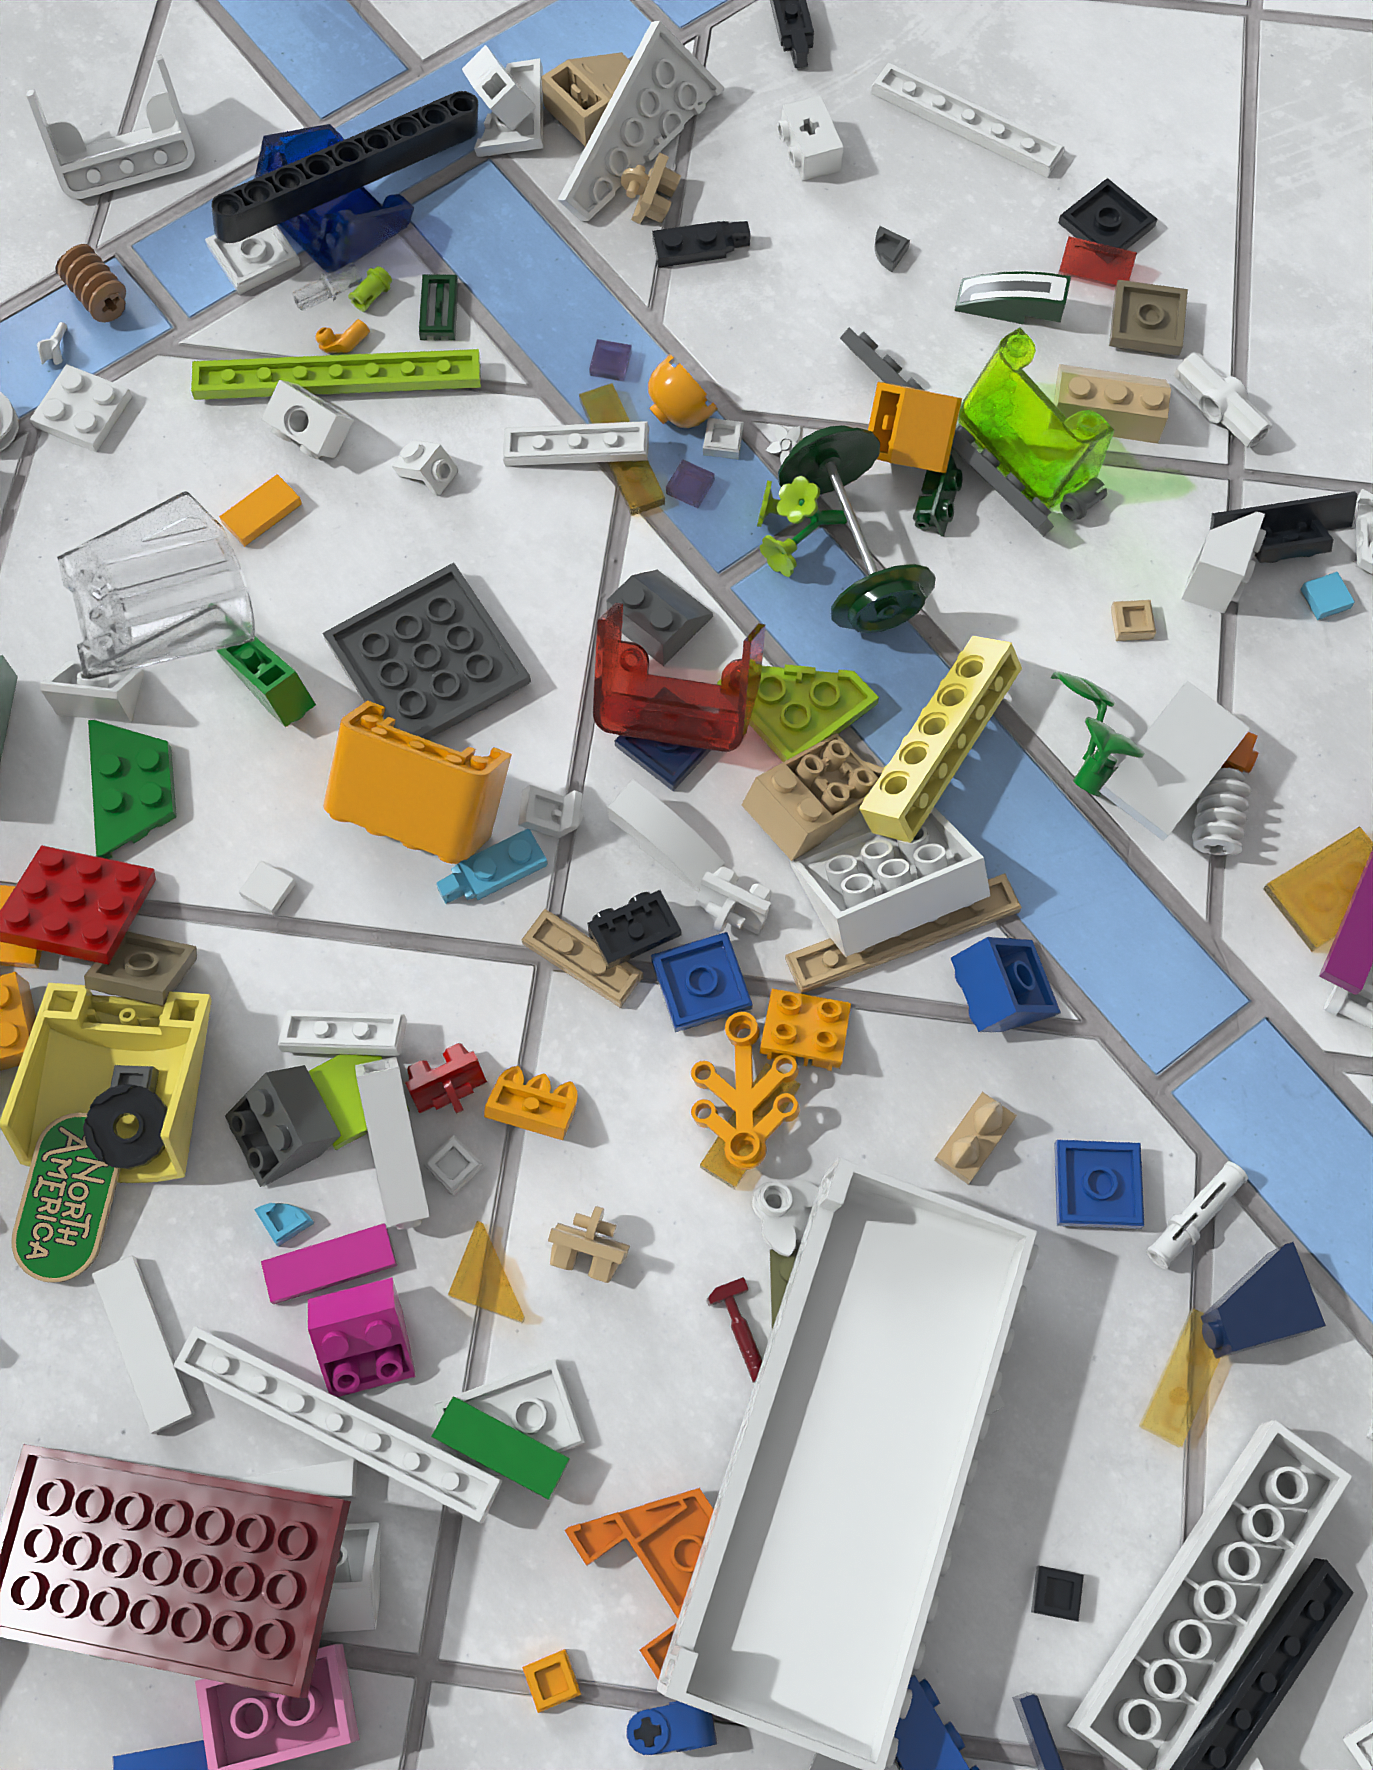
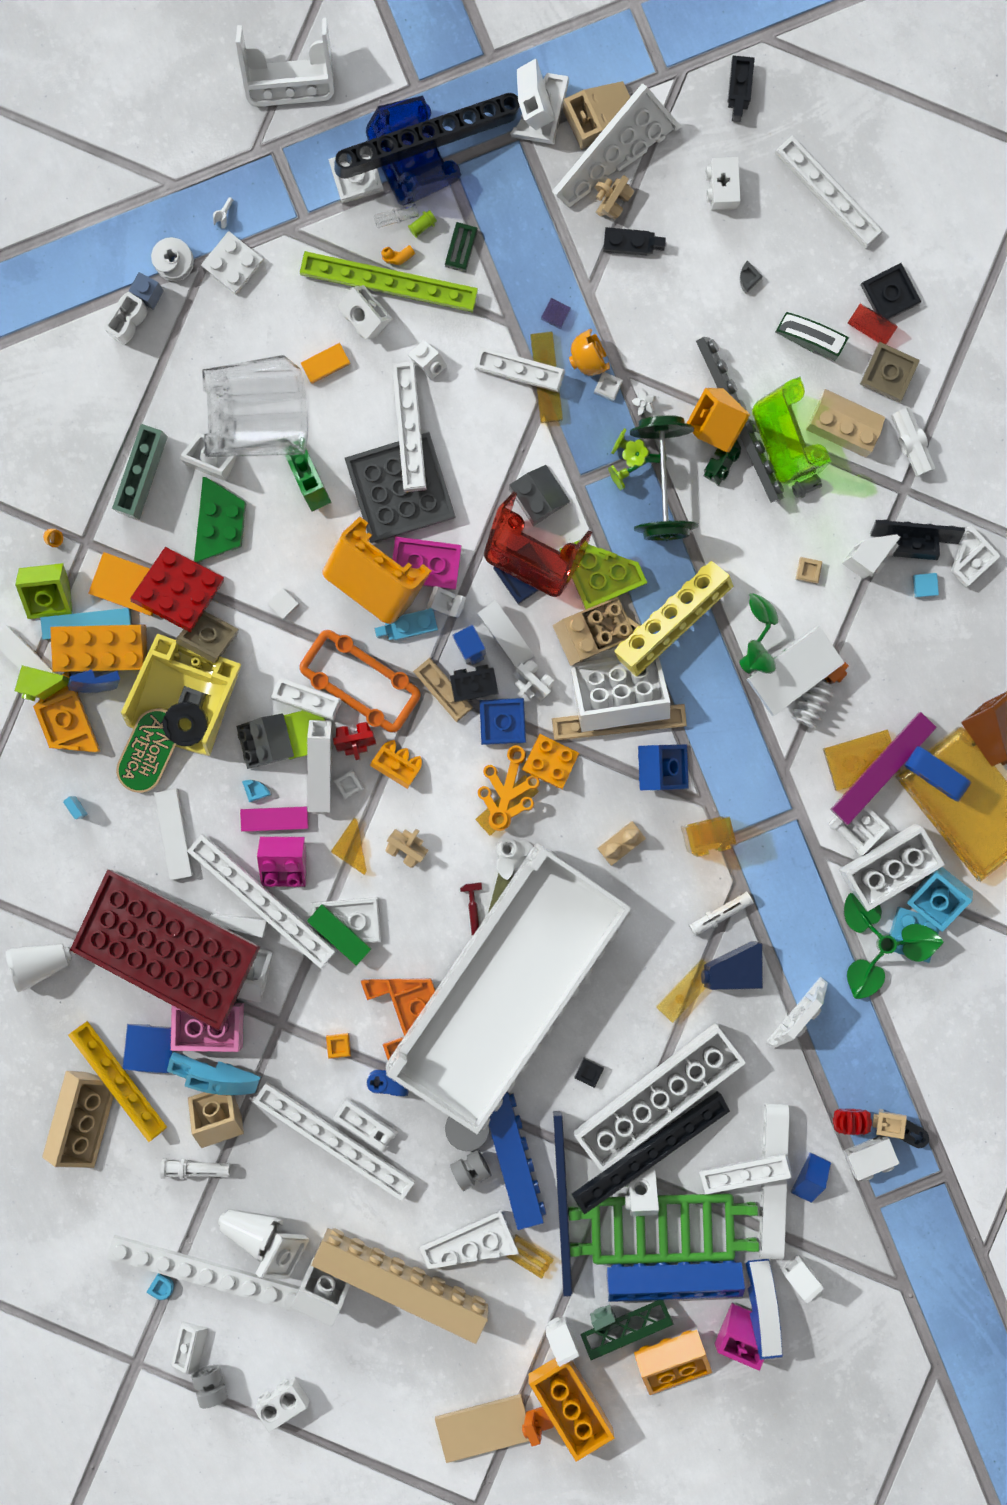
camera: 20 degrees right, 20 degrees up
(92, 283) = (251, 175): medium nougat piece -> none
(420, 564) = (409, 427): none -> white tile
(473, 1030) = (346, 645): none -> orange bar
(528, 741) = (437, 556): none -> dark pink plate
(609, 856) = (470, 645): none -> blue brick
(690, 483) = (580, 412): clear purple tile -> none
(1099, 1184) = (676, 885): blue plate -> none
(1127, 1072) = (708, 835): none -> clear yellow brick

